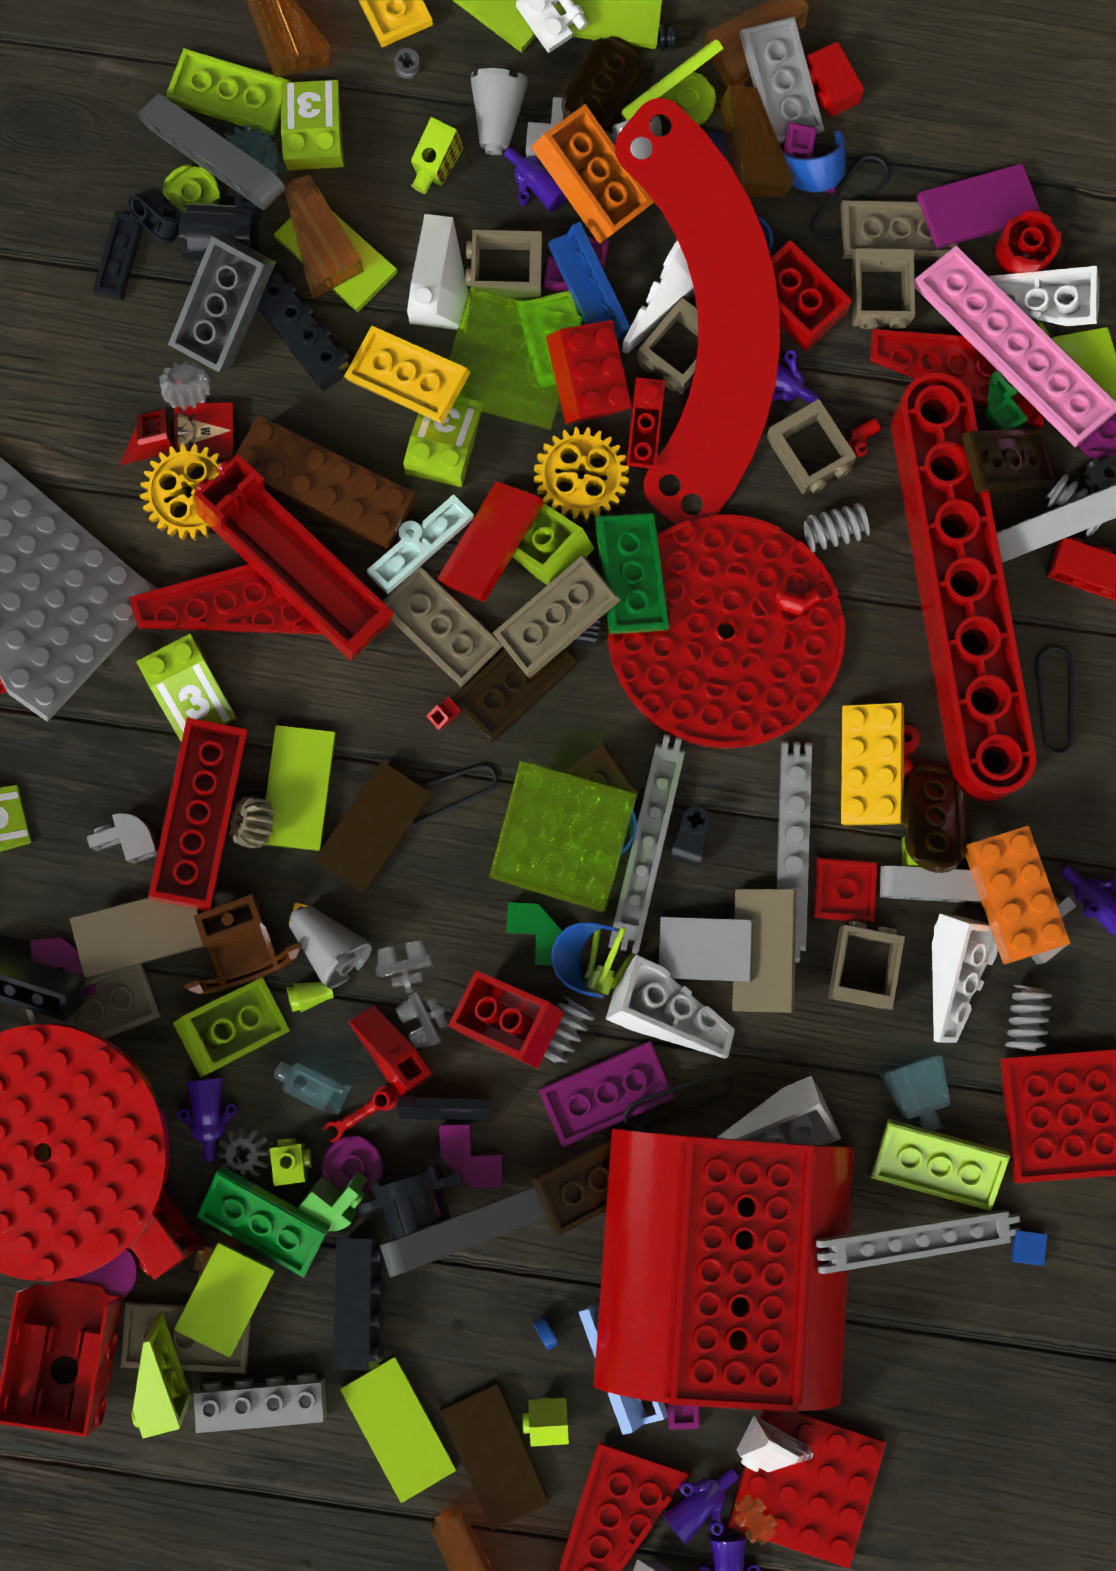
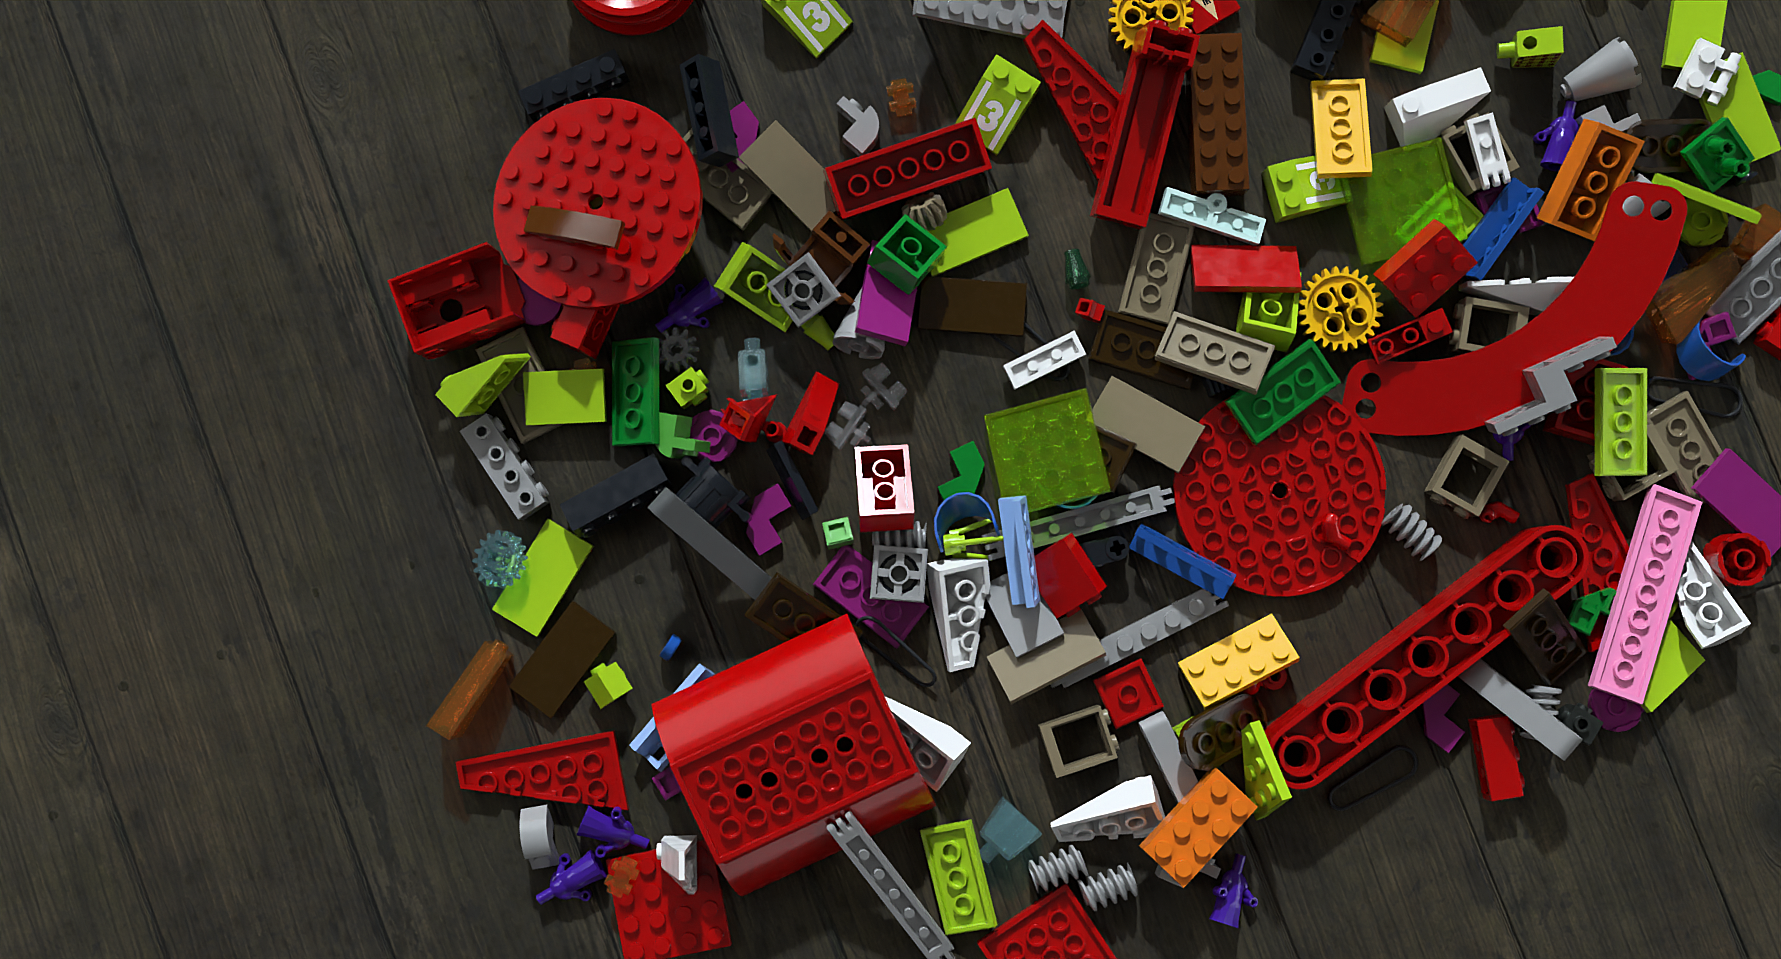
camera: 65 degrees right, 5 degrees up
(55, 1189) = (574, 227): none -> reddish brown slope
(128, 782) = (900, 91): none -> clear orange piece
(258, 986) = (805, 288): none -> light grey piece
(284, 863) = (906, 254): none -> green brick
(312, 903) = (884, 308): none -> magenta tile
(353, 1465) = (500, 559): none -> clear light blue gear
(355, 1119) = (747, 417): none -> red slope
(398, 705) = (1076, 272): none -> clear green cone
(468, 786) = (1044, 360): none -> white plate
(509, 251) = (1487, 150): none -> white hinge
(524, 1091) = (838, 533): none -> tile
(594, 716) = (1153, 426): none -> dark tan tile
(601, 1053) = (898, 573): none -> light grey piece
(636, 48) = (1718, 155): none -> green plate
(645, 918) = (1019, 550): none -> light blue fence
(695, 887) = (1067, 577): none -> red brick
(744, 763) = (1182, 561): none -> blue fence
(770, 319) = (1550, 386): none -> light grey bracket
(839, 275) = (1620, 421): none -> lime tile
(982, 1059) = (1057, 868): none -> light grey piece
(996, 802) = (1262, 774): none -> lime plate
(1037, 609) = (1436, 725): none -> magenta tile

